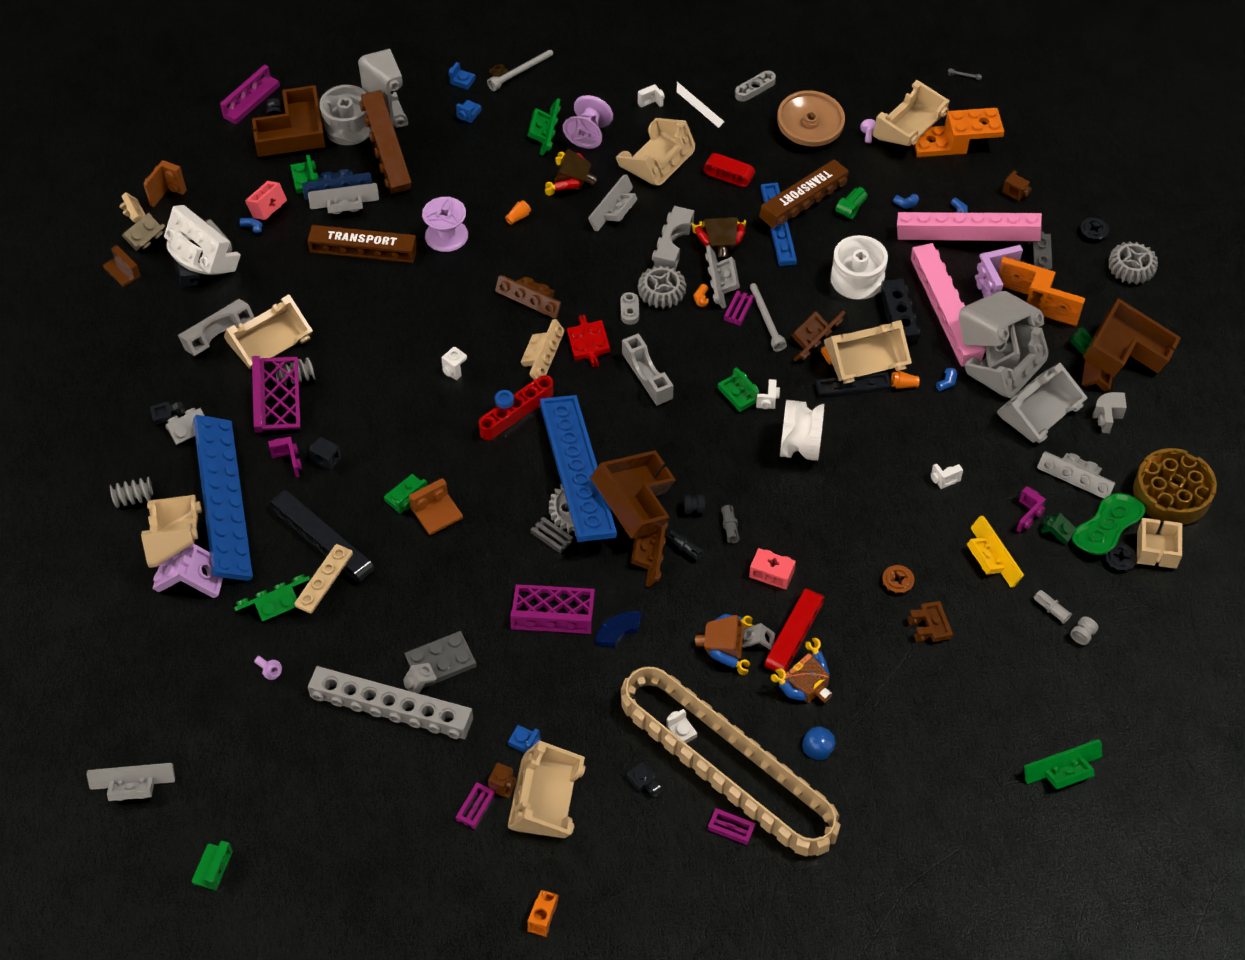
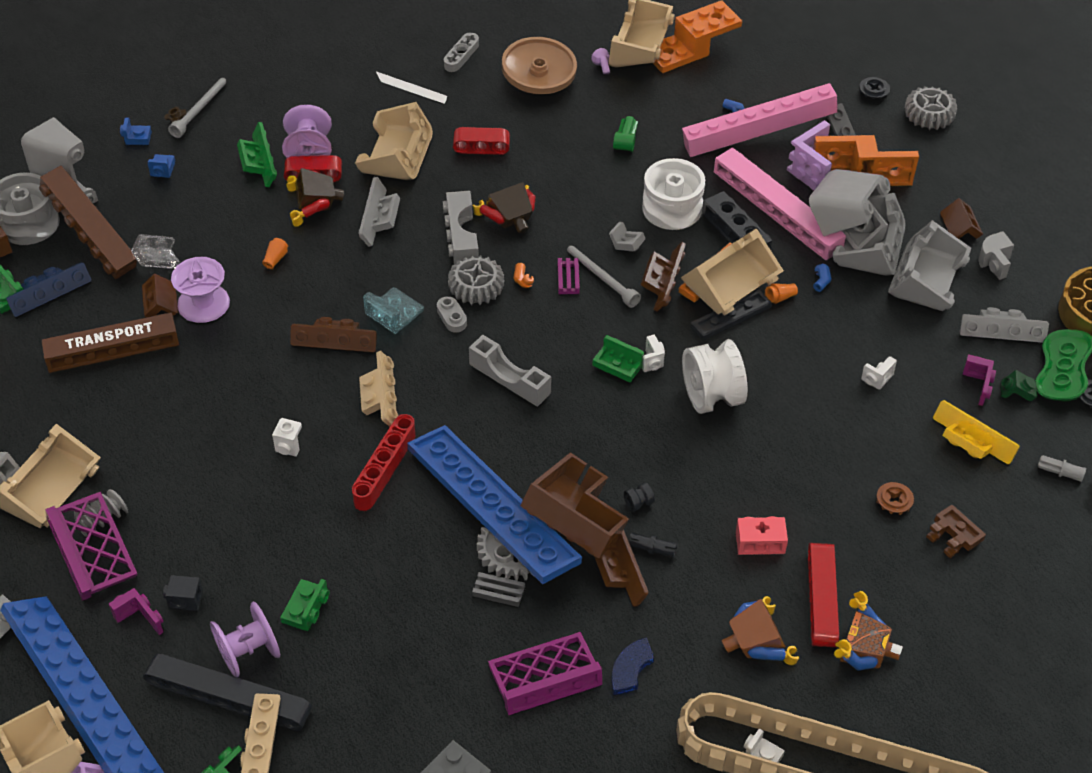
camera: 25 degrees left, 5 degrees down
(343, 198) = (62, 300): light grey bracket -> none
(347, 502) = (245, 639): none -> lavender piece
(413, 220) = (159, 295): none -> reddish brown panel
(427, 181) = (155, 251): none -> clear bracket
(434, 507) = (348, 608): dark orange bracket -> none
(504, 399) = (370, 456): blue tile -> none
(585, 289) = (392, 309): none -> clear light blue bracket
(588, 340) = (425, 362): red plate -> none
(590, 151) = (324, 164): none -> red beam
(650, 95) = (356, 91): white bracket -> none
(723, 276) = (536, 246): light grey bracket -> none
(730, 523) = (688, 504): dark grey pin -> none
(756, 634) = (786, 615): light grey bracket -> none
(781, 234) = (562, 179): blue tile -> none
(801, 293) = (626, 239): none -> light grey bracket
(804, 194) = (574, 140): reddish brown brick -> none
(818, 743) = (918, 708): blue hair -> none
(908, 202) = (680, 119): blue arm -> none
(1016, 187) = (778, 71): reddish brown brick -> none
(1081, 340) = (932, 197): dark green bracket -> none
(1132, 334) = (977, 177): reddish brown piece -> none

